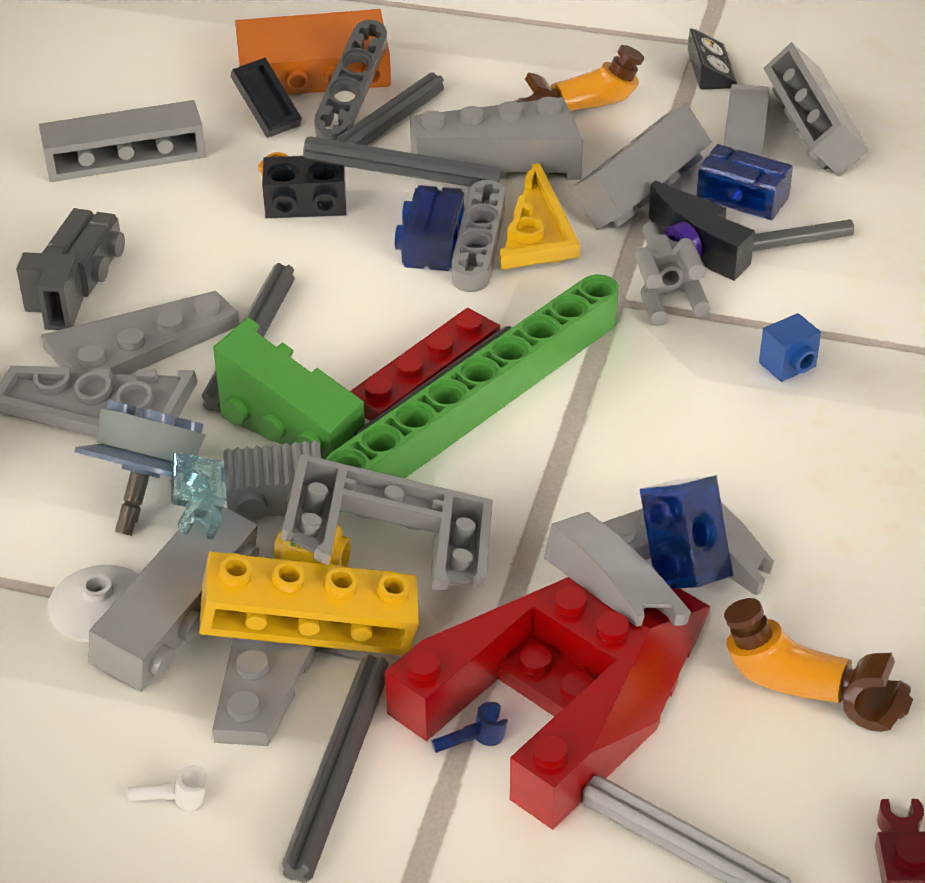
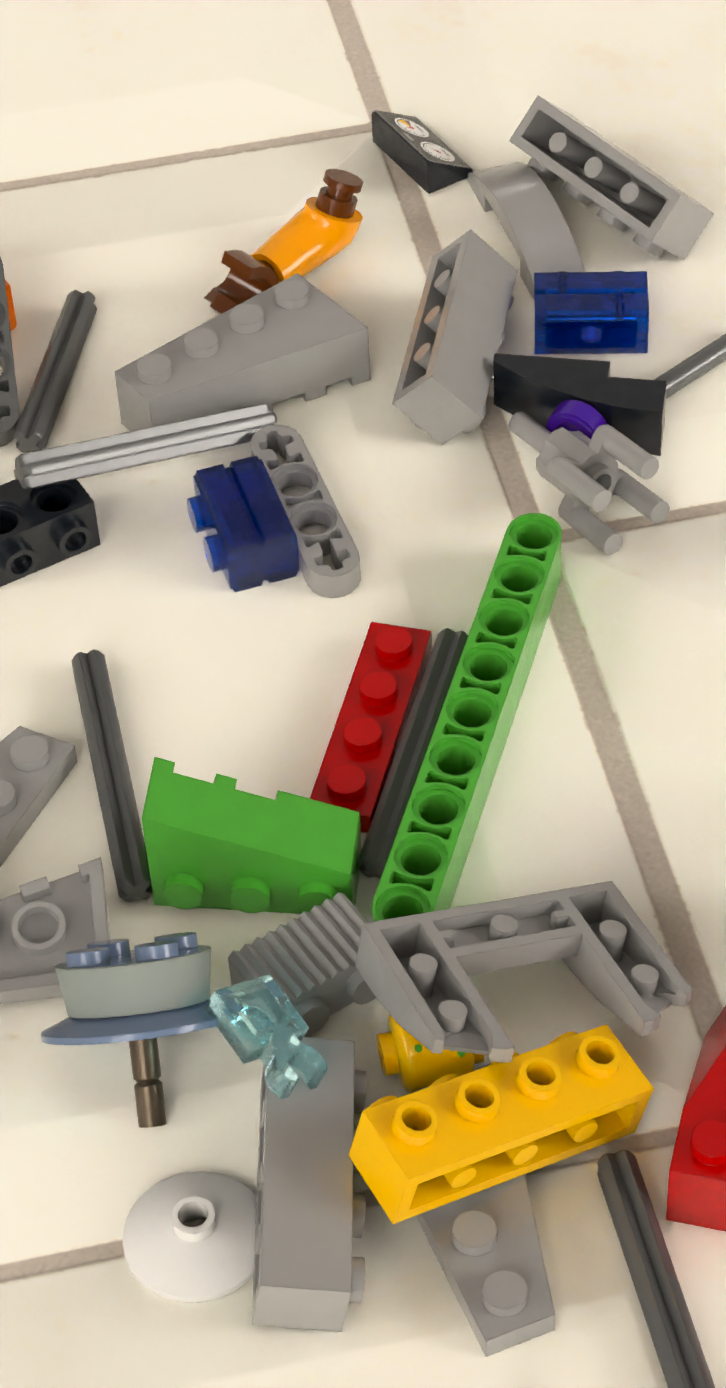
camera: 25 degrees left, 5 degrees up
(538, 227) = (377, 471): yellow wing -> none

